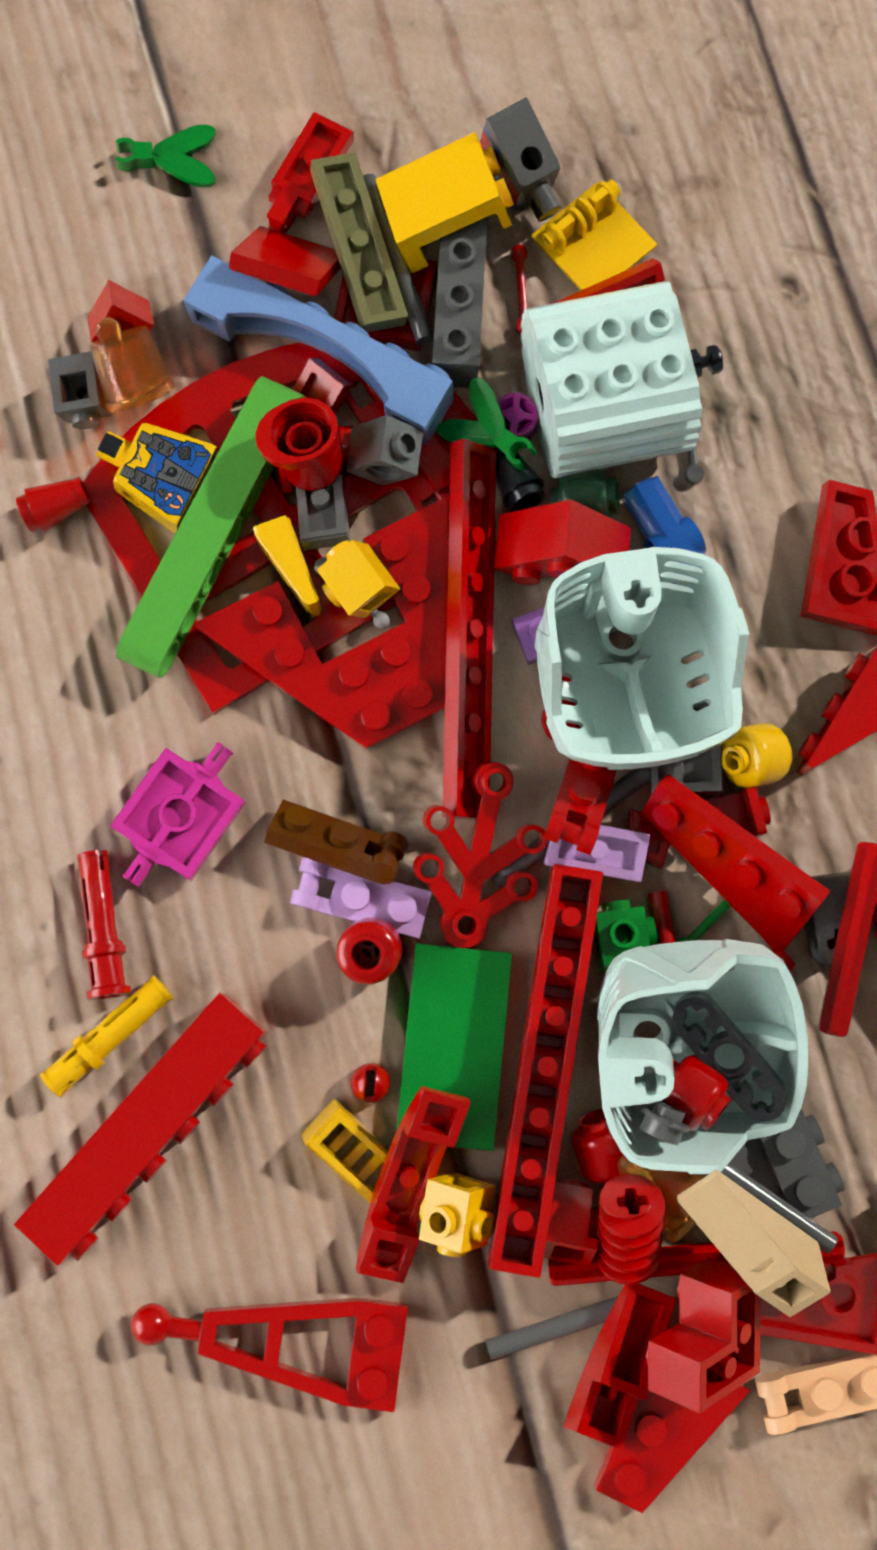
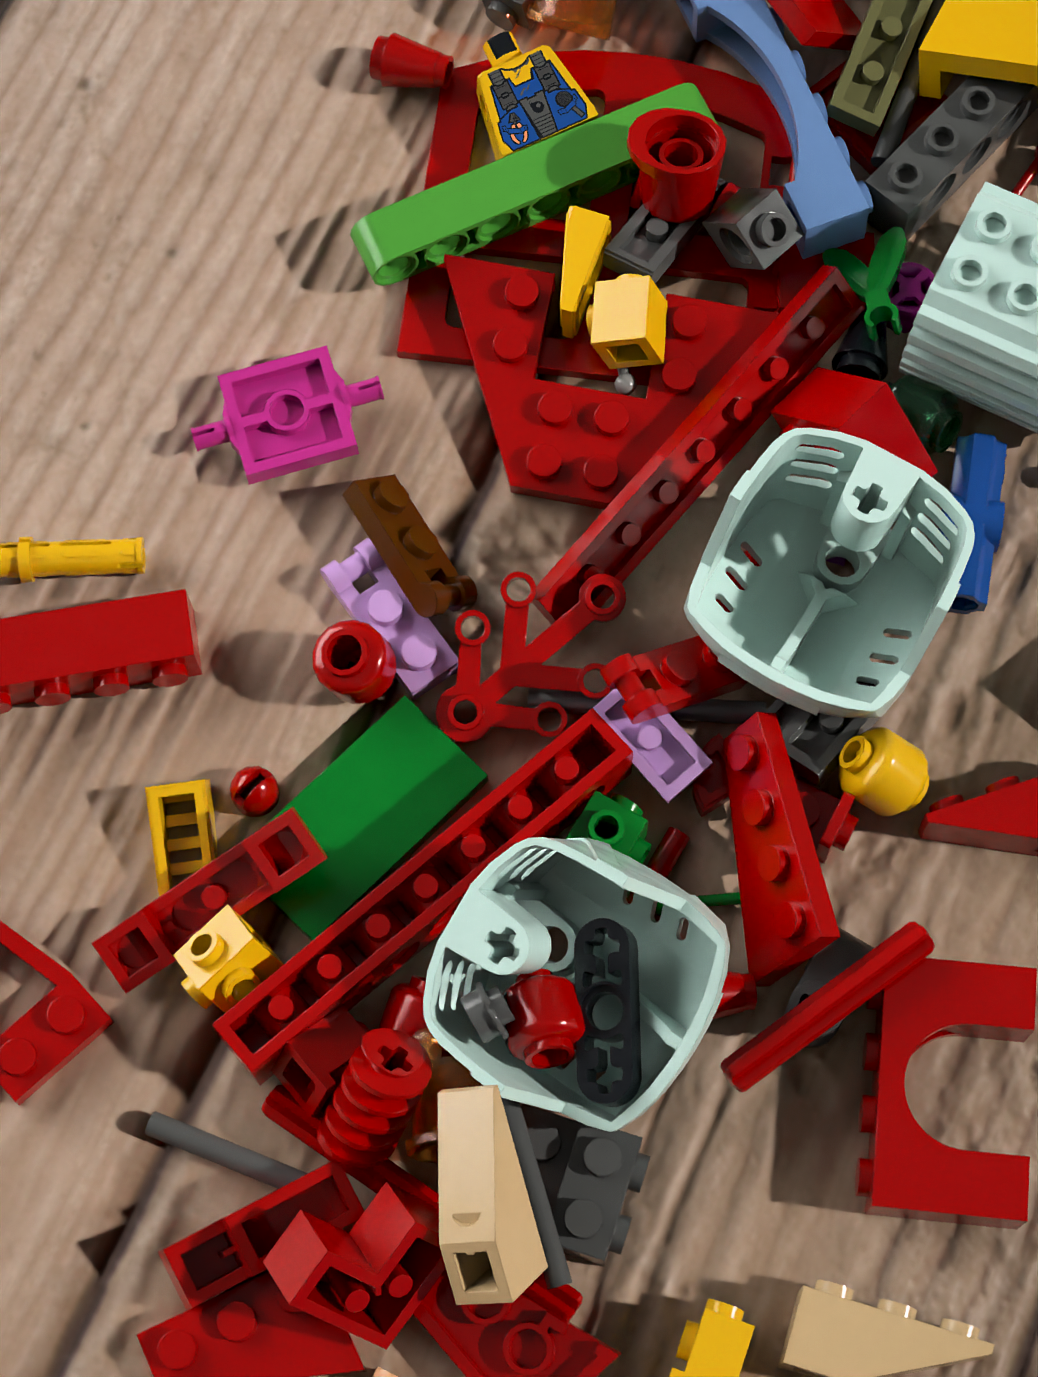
camera: 45 degrees right, 10 degrees down
(103, 947) = (119, 479): red pin -> none
(322, 383) = (747, 139): red plate -> none

